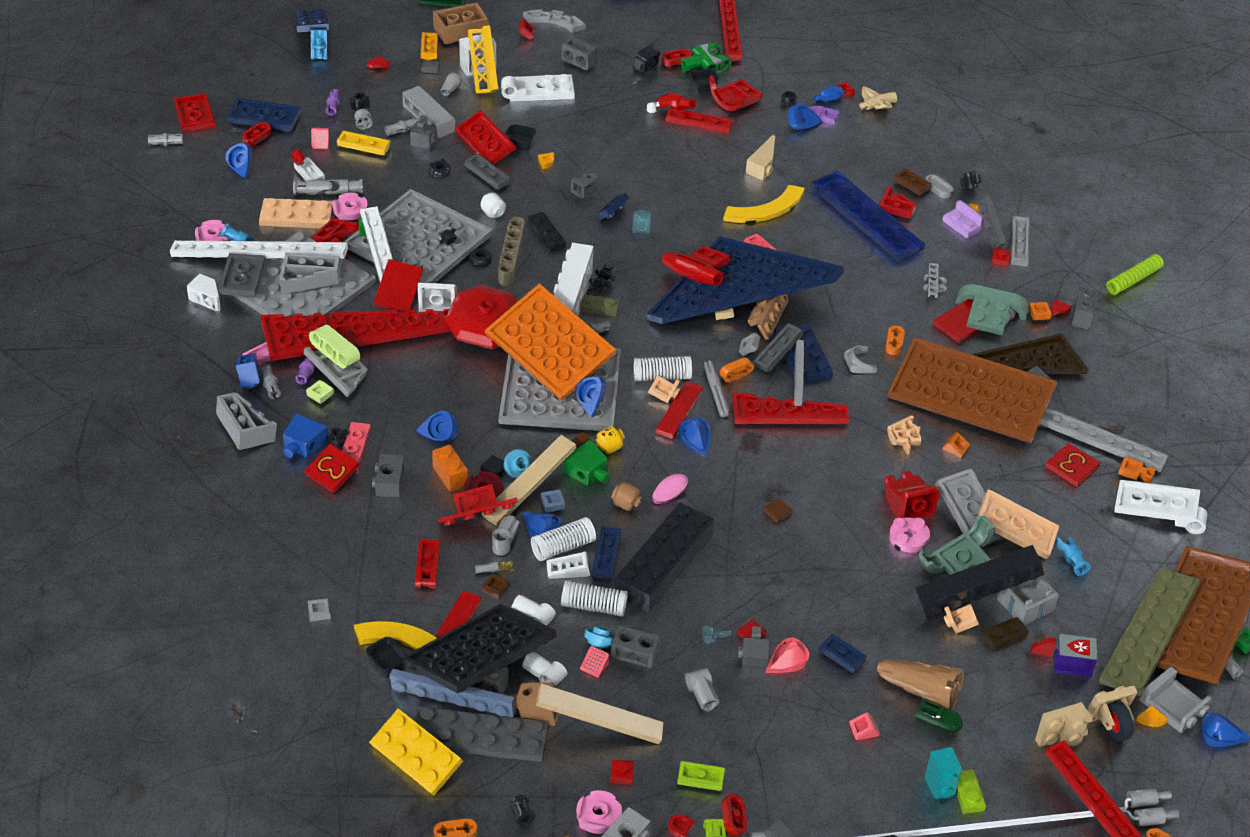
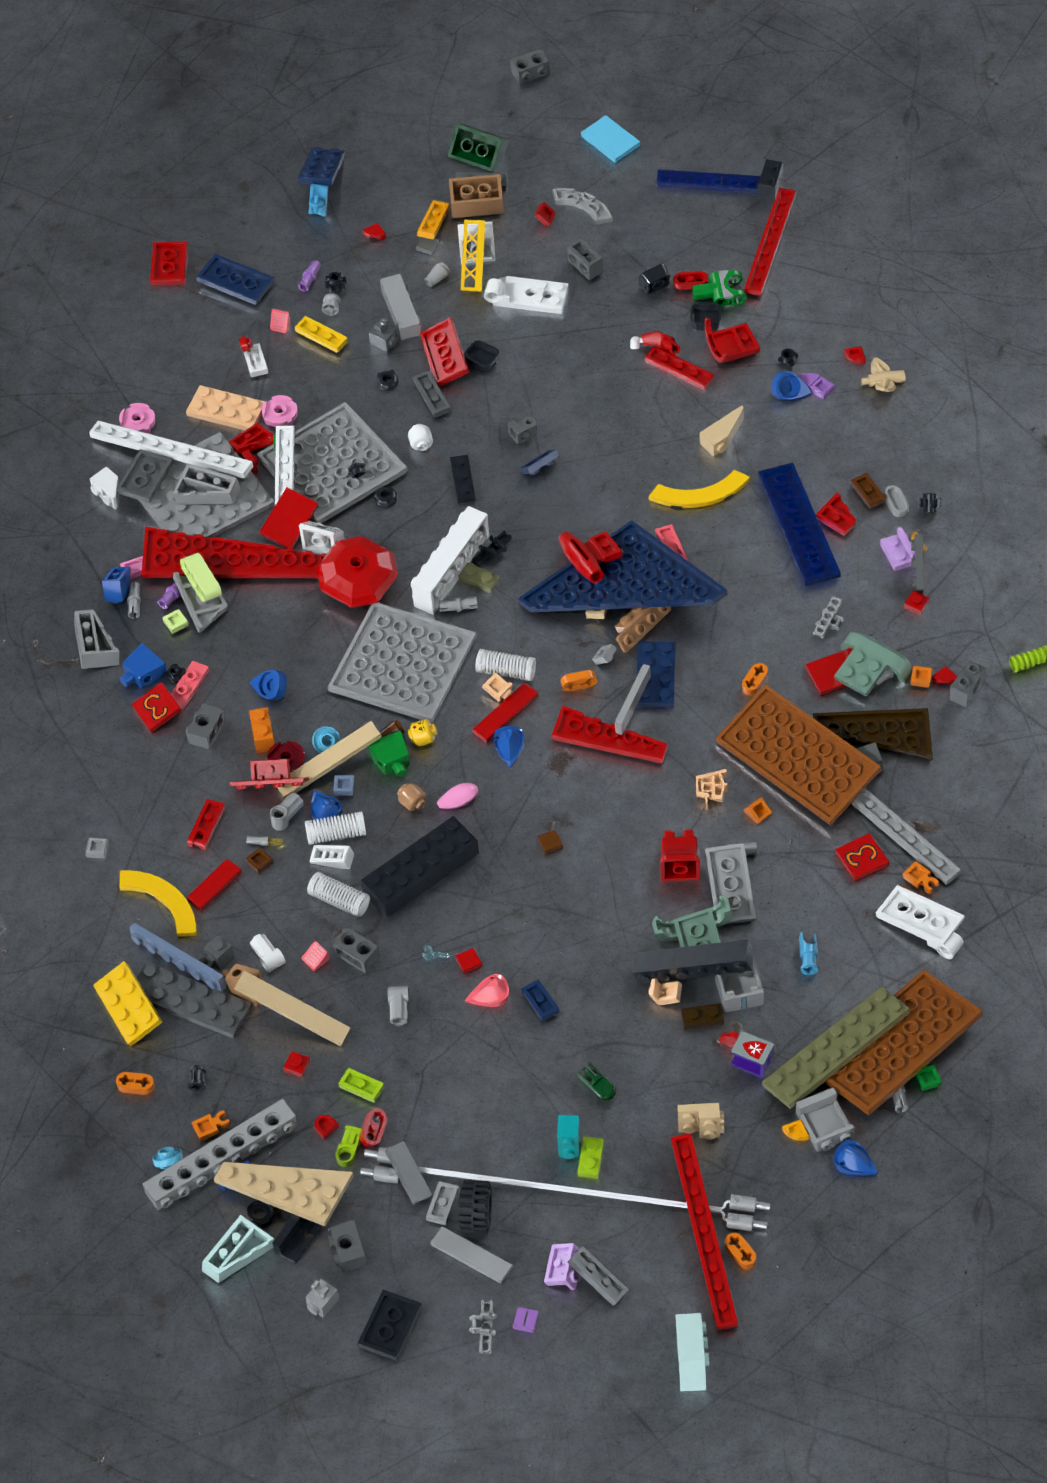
camera: 25 degrees right, 10 degrees up
(165, 139) = (129, 293): light grey pin -> none
(235, 235) = (156, 428): dark azure piece -> none
(239, 158) = (191, 331): blue piece -> none
(256, 133) = (219, 303): red plate -> none
(317, 187) = (254, 381): light grey piece -> none
(385, 656) = (136, 907): black piece -> none
(401, 126) = (366, 320): light grey pin -> none
(479, 648) = (213, 920): black plate -> none
(493, 465) = (304, 736): black tile -> none
(511, 251) = (416, 496): dark tan beam -> none
(542, 613) = (282, 897): white piece -> none
(546, 160) = (499, 389): light orange tile -> none
(550, 341) = (401, 616): orange plate -> none
(590, 393) = (420, 679): blue piece -> none
(598, 800) = (258, 1086): bright pink plate -> none
(599, 637) = (326, 933): medium azure plate -> none
(606, 552) = (370, 850): dark blue plate -> none
(641, 222) = (560, 487): clear light blue bracket -> none
(716, 388) = (551, 697): light grey axle -> none
(754, 650) = (460, 979): dark grey brick -> none
(778, 347) = (628, 665): dark grey plate -> none
(829, 94) = (834, 360): blue plant -> none
(856, 365) = (699, 699): light grey helmet -> none
(864, 727) = (528, 1075): coral slope -> none
(915, 526) = (663, 885): bright pink plate -> none
(933, 682) = (603, 1049): medium nougat cone -> none
(1019, 241) = (948, 586): light grey tile -> none
(1019, 523) = (765, 910): light nougat plate -> none
(1114, 711) = (755, 1111): plate -> none

